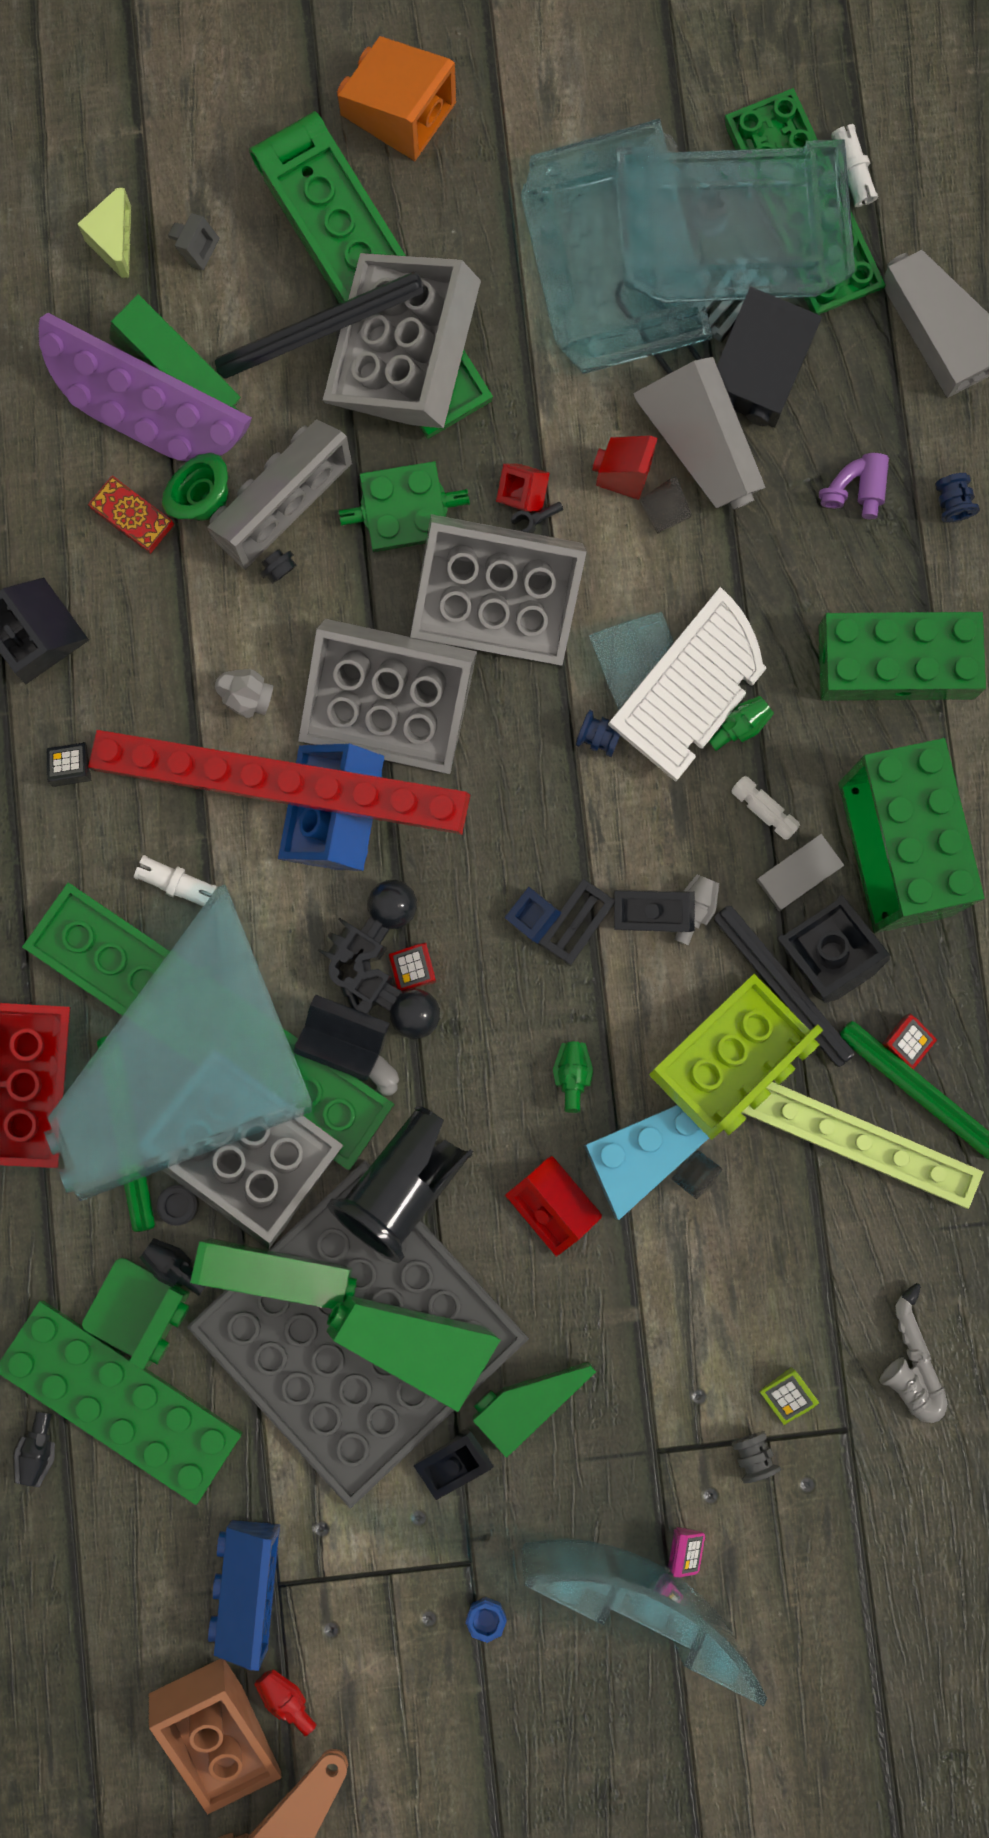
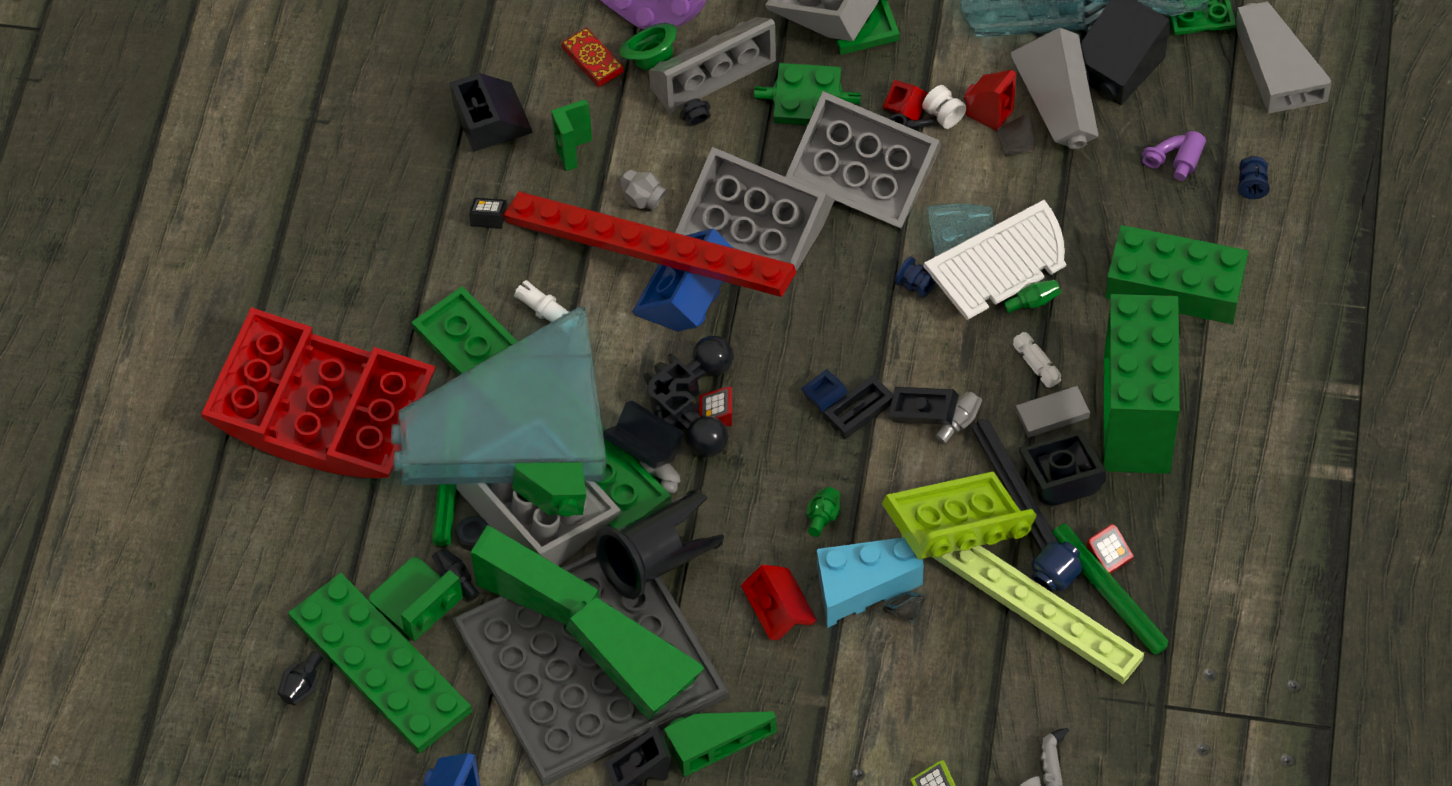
camera: 20 degrees right, 25 degrees down
(133, 634) = (571, 129): none -> green panel
(261, 1153) = (552, 486): none -> green slope
(571, 487) = (944, 106): none -> white wheel
(859, 1085) = (1056, 566): none -> dark blue head

